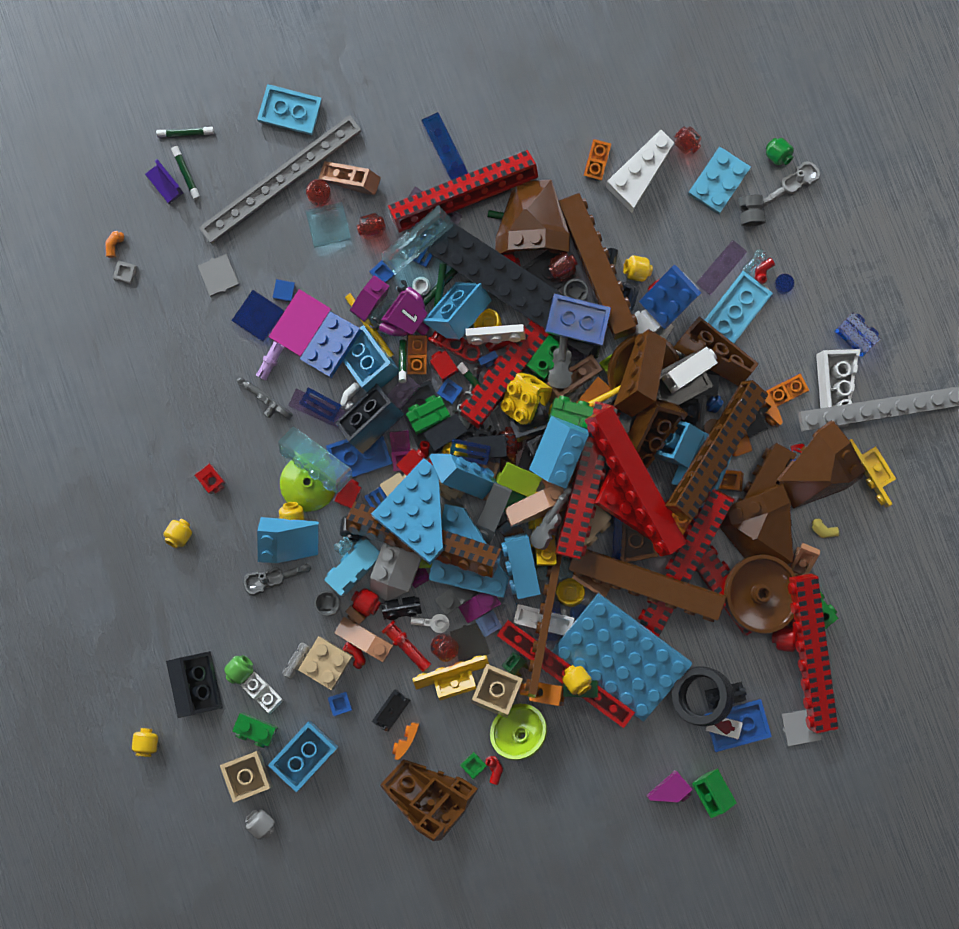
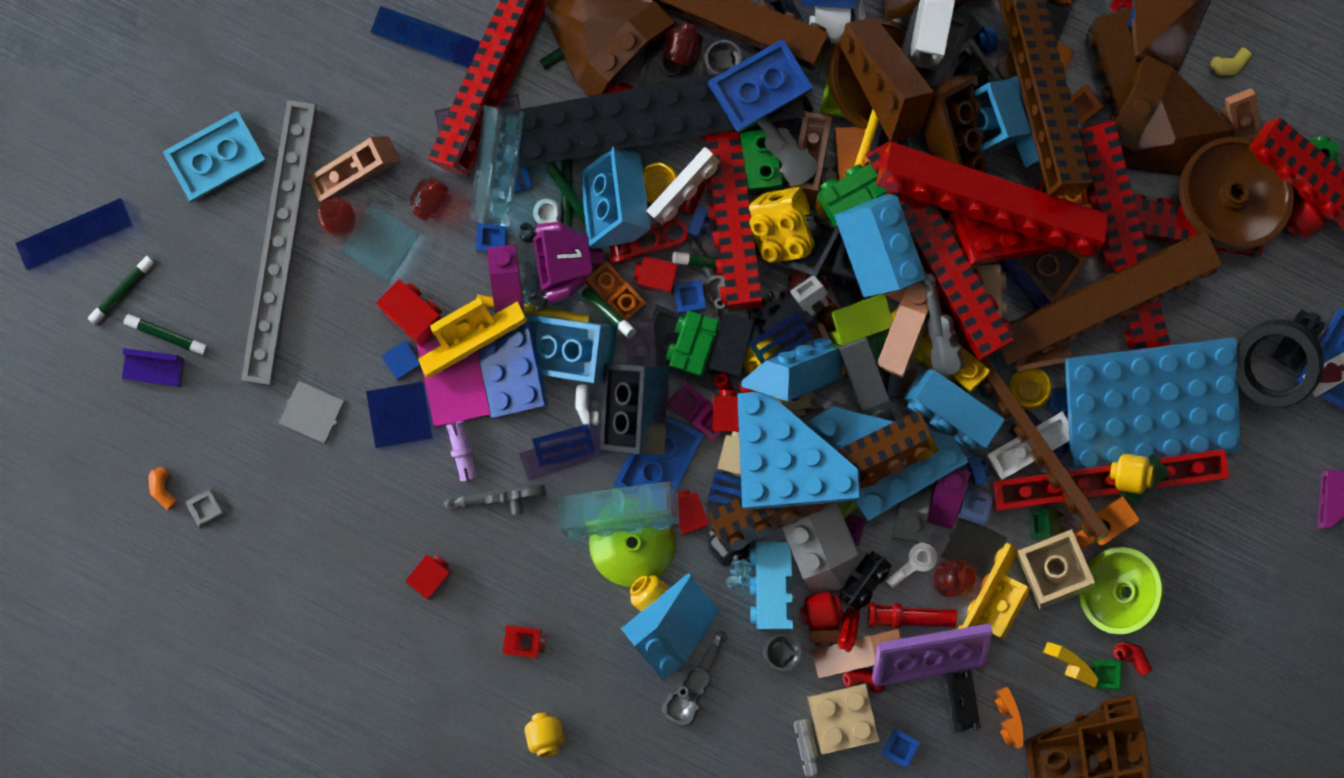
camera: 45 degrees left, 0 degrees up
(189, 84) = (74, 234): none -> clear blue tile
(196, 405) = (429, 576): none -> red brick
(309, 271) = (409, 312): none -> red brick
(326, 306) = (467, 332): none -> yellow bracket
(369, 623) = (849, 630): none -> red axle
(396, 673) = (931, 654): none -> medium lavender tile
(461, 748) = (1077, 667): none -> yellow slope
(503, 442) = (810, 293): none -> light grey tile
(507, 607) = (978, 470): none -> blue plate

